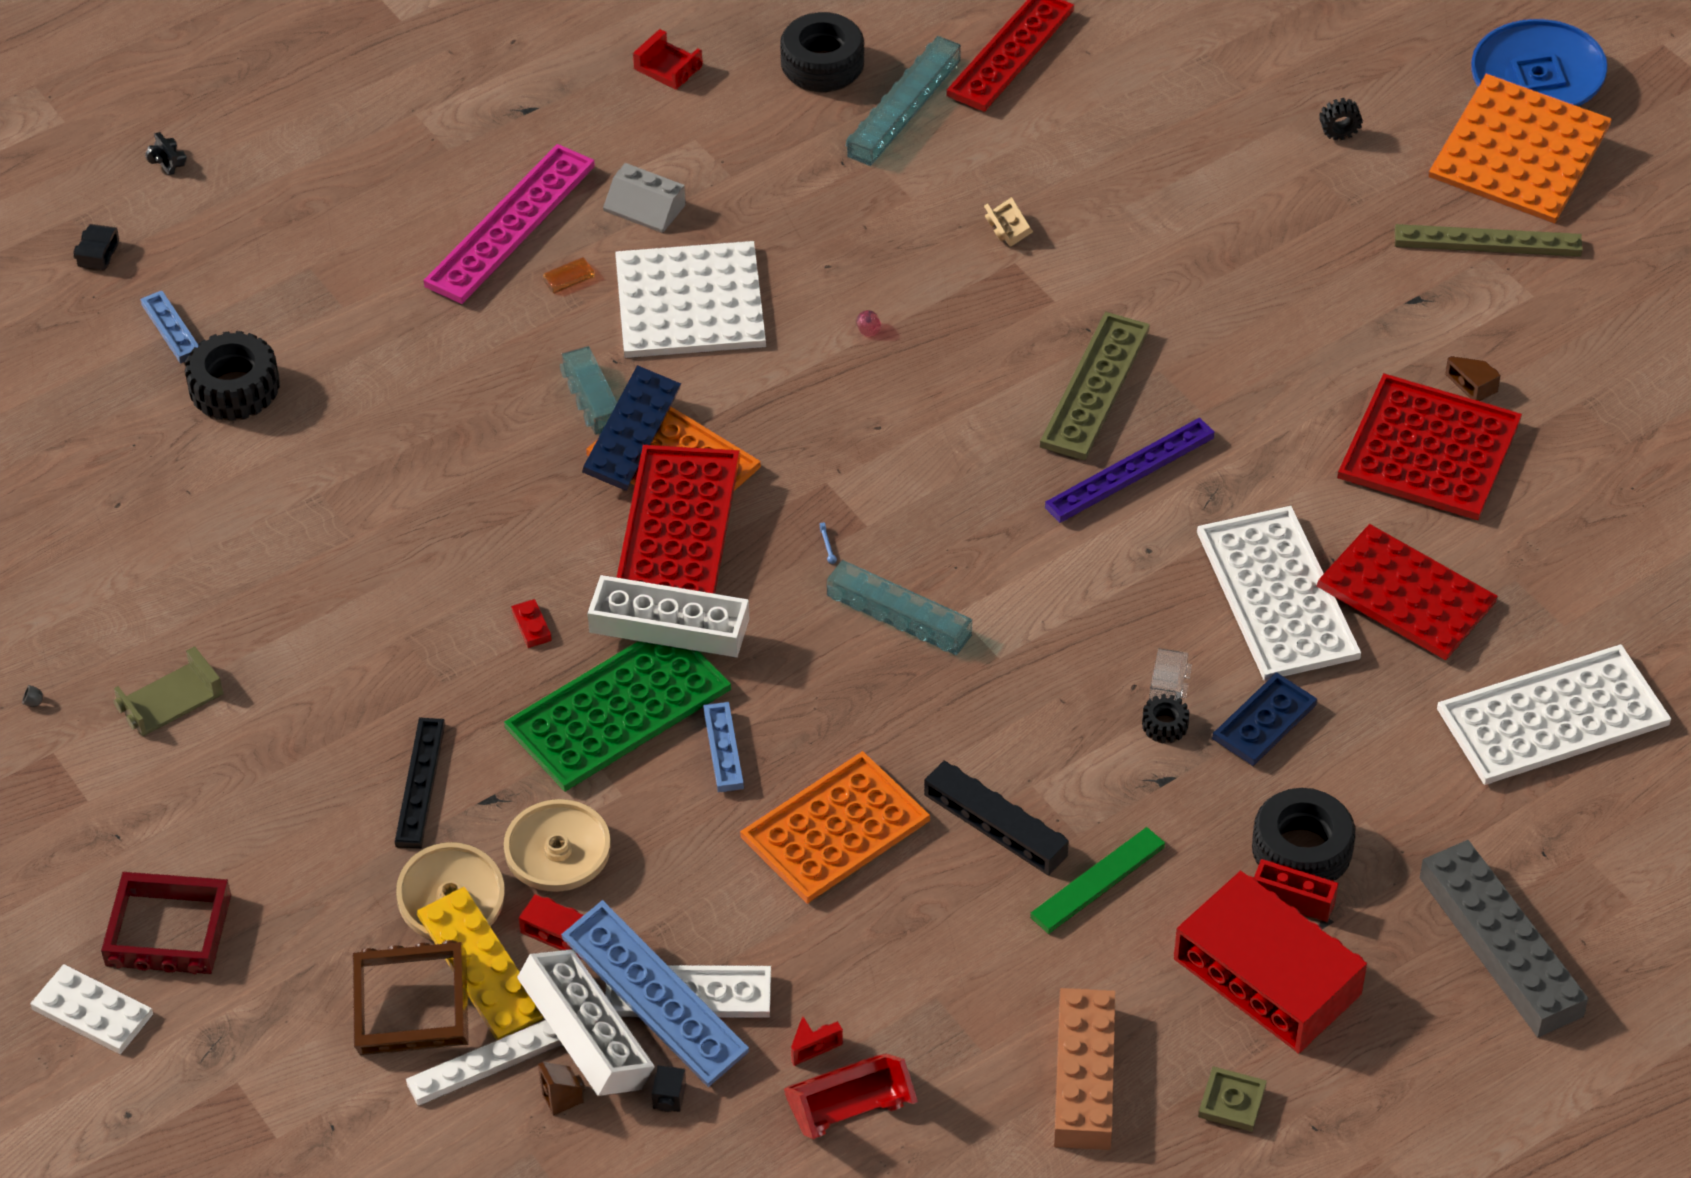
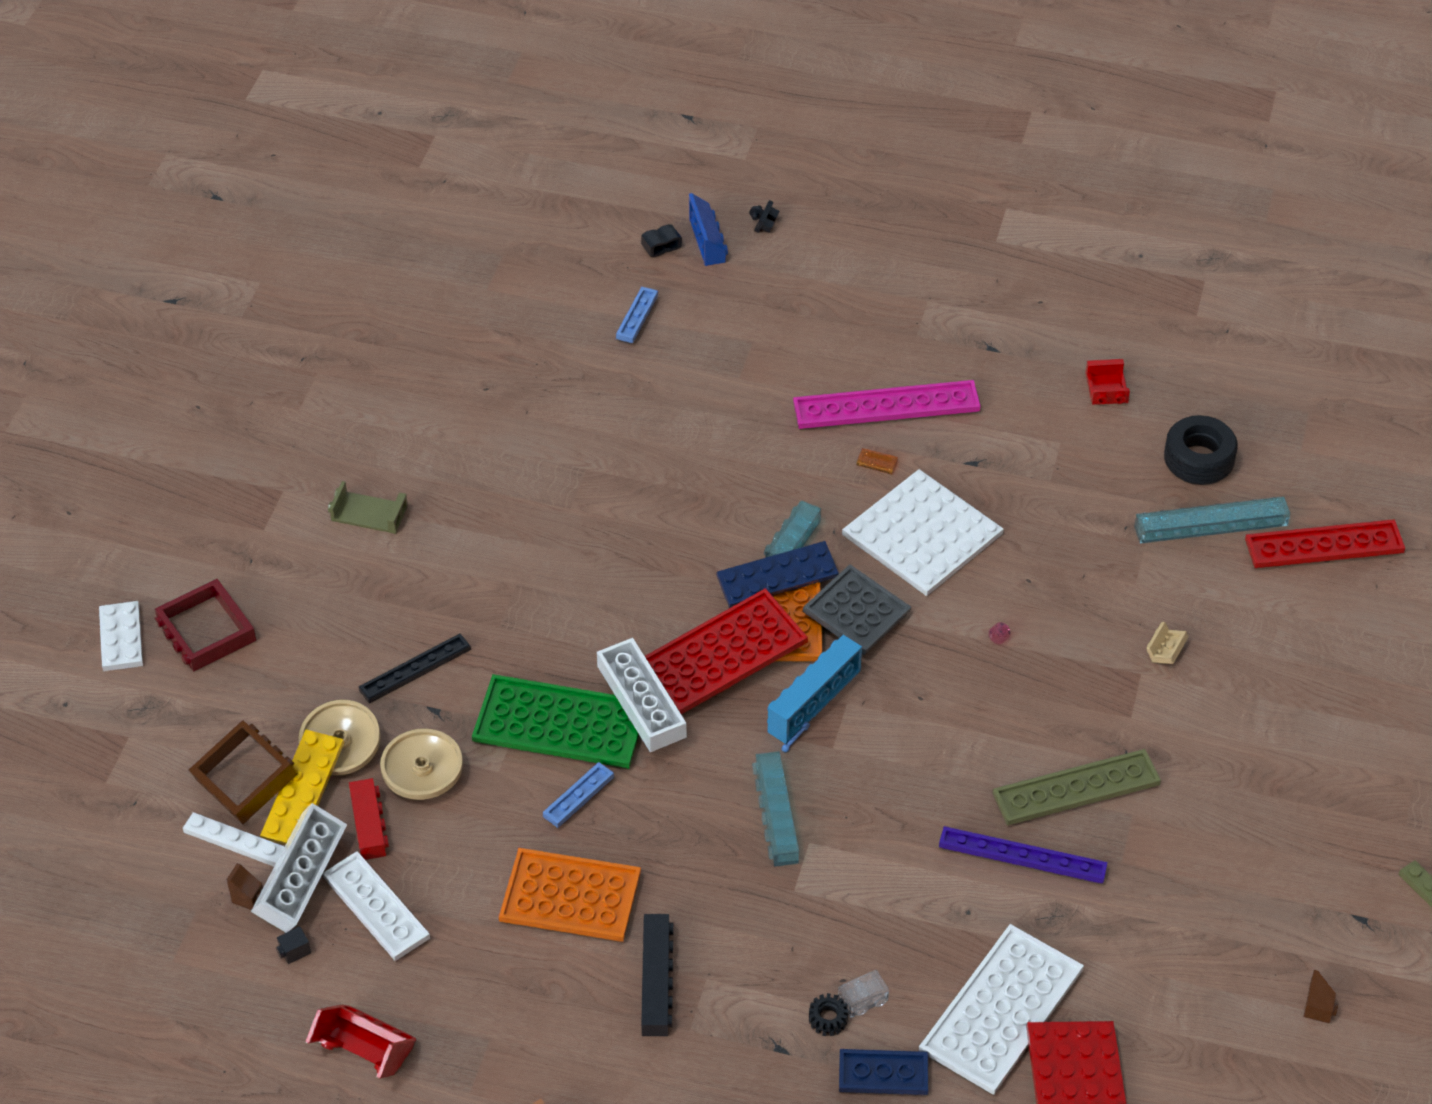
camera: 50 degrees right, 0 degrees up
(32, 696) = (310, 452): dark grey hinge -> none
(131, 207) = (706, 231): none -> blue slope
(231, 354) = (623, 382): black tyre -> none
(531, 623) = (584, 636): red plate -> none
(645, 198) = (977, 452): light grey slope -> none
(655, 993) = (350, 888): medium blue plate -> none
(734, 400) = (857, 608): none -> dark grey plate
(796, 489) = (814, 688): none -> dark azure brick
(811, 1044) = (390, 994): red slope -> none
(1097, 880) = (661, 1065): green tile -> none
(1430, 446) = (1228, 1014): red plate -> none

